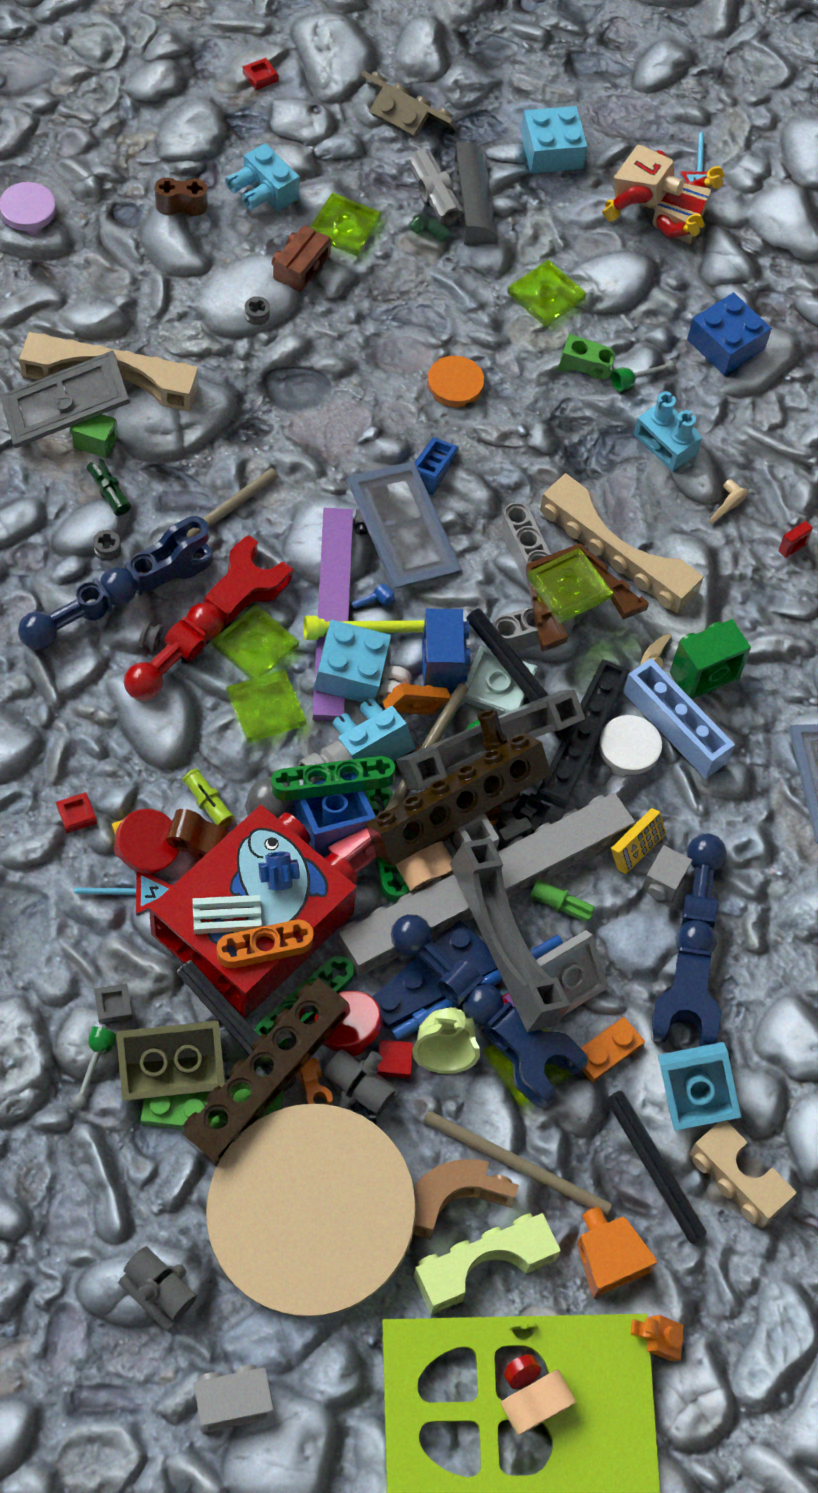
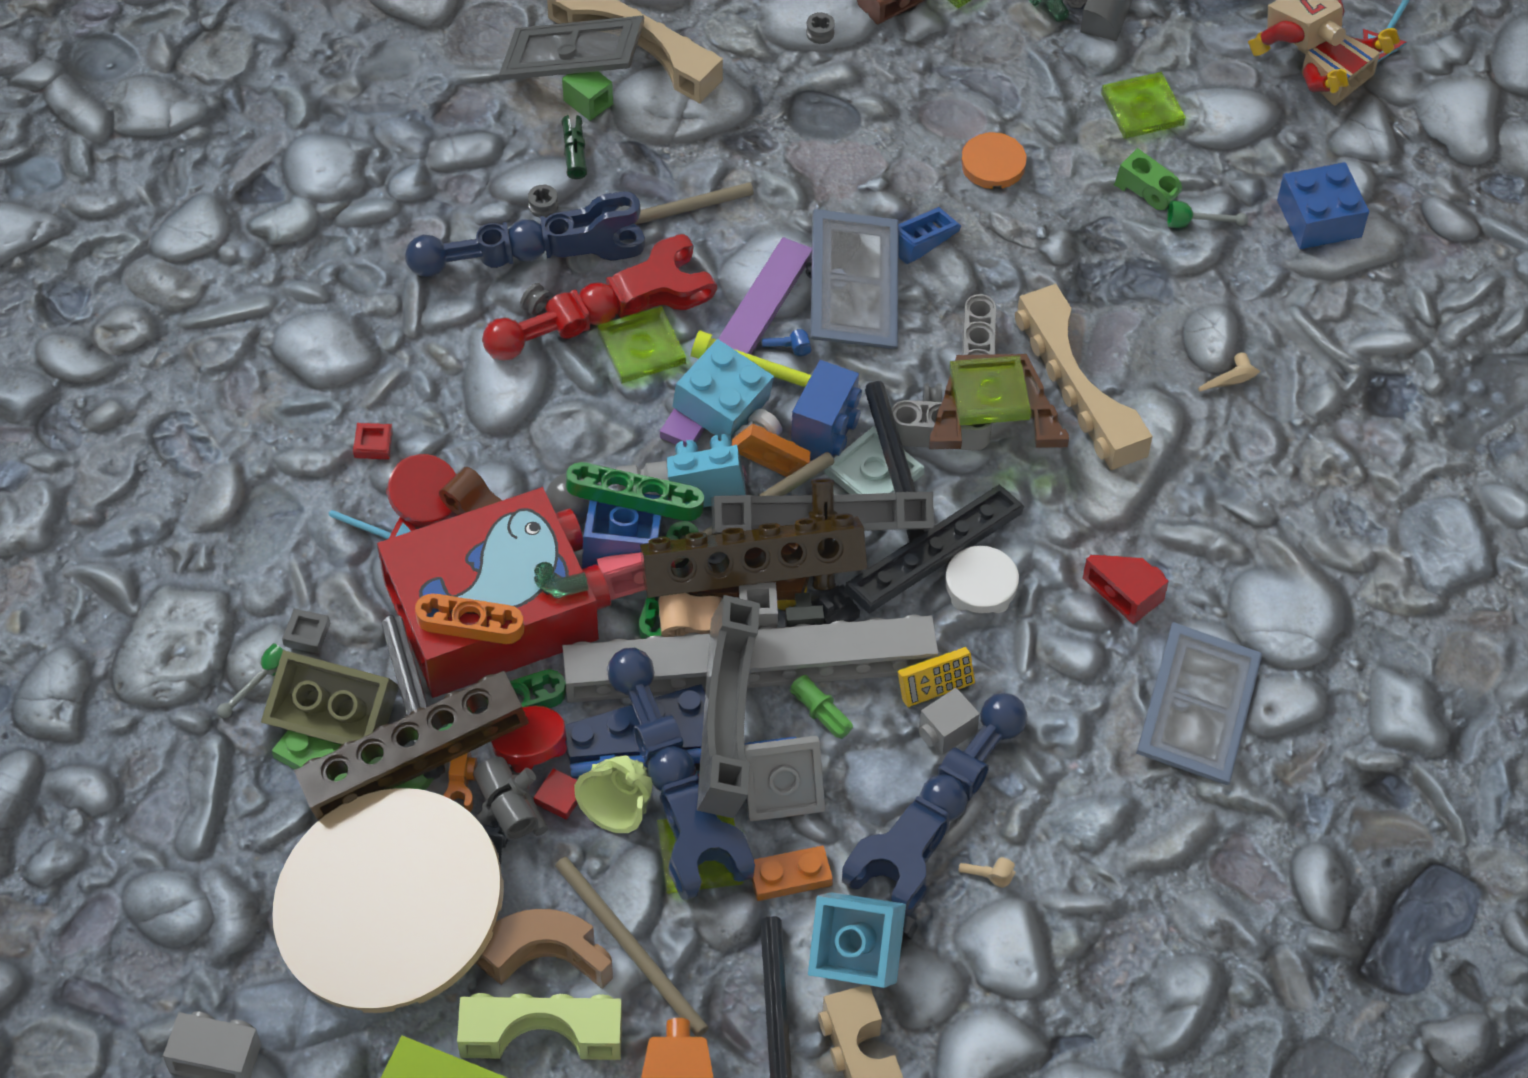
camera: 30 degrees right, 5 degrees down
(157, 1287) = (198, 911): dark grey pin -> none
(197, 784) = (507, 460): lime pin -> none
(200, 911) = (449, 571): light aqua tile -> none
(266, 706) = (618, 407): clear neon green tile -> none
(279, 870) = (519, 552): blue gear -> none
(321, 886) = (556, 585): none -> clear green arm
(513, 603) = (932, 394): none -> dark grey bush
(656, 649) = (1062, 499): tan bar -> none
(668, 433) = (1196, 282): medium azure brick -> none
(678, 718) = (1046, 569): light blue brick -> none
(710, 658) = (1112, 520): green brick -> none
(740, 706) = (1126, 583): none -> red slope
(766, 984) = (999, 875): none -> tan hand
(795, 539) = (1283, 437): red tile -> none

